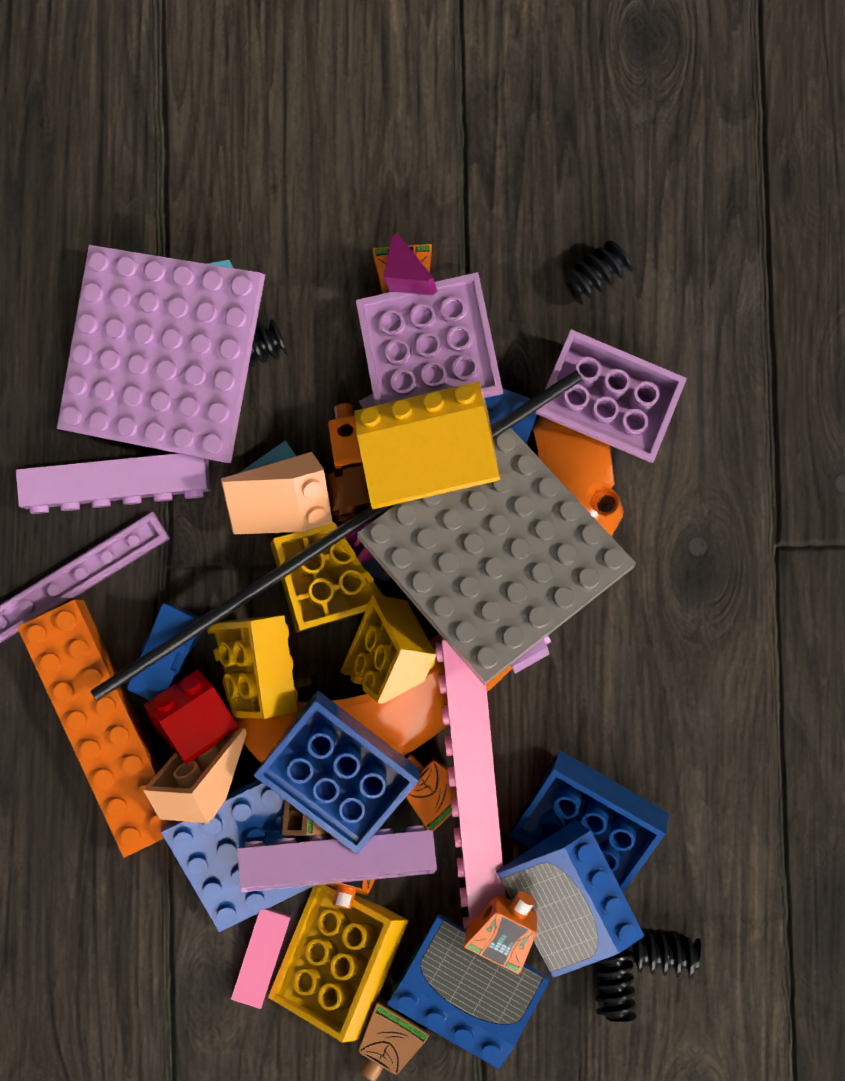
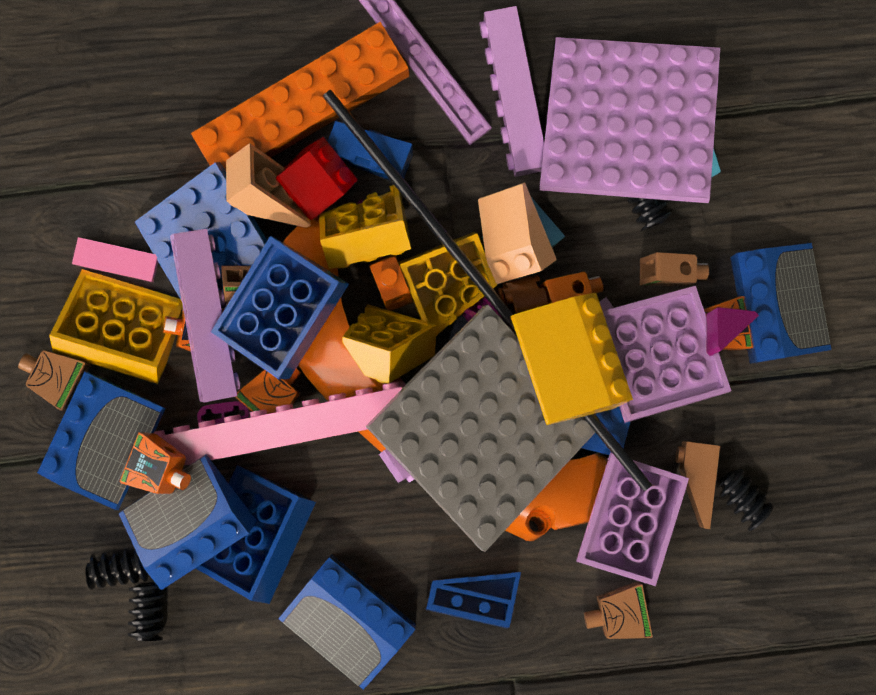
camera: 85 degrees right, 0 degrees up
(318, 642) = (391, 282): none -> orange torso
(335, 325) = (671, 270): none -> medium nougat torso
(375, 201) = (787, 296): none -> slope
(443, 848) = (222, 408): none -> magenta beam
(556, 316) = (700, 465): none -> medium nougat slope
(683, 578) = (478, 599): none -> blue wedge
(696, 725) = (348, 622): none -> slope
(712, 419) = (621, 613): none -> medium nougat torso

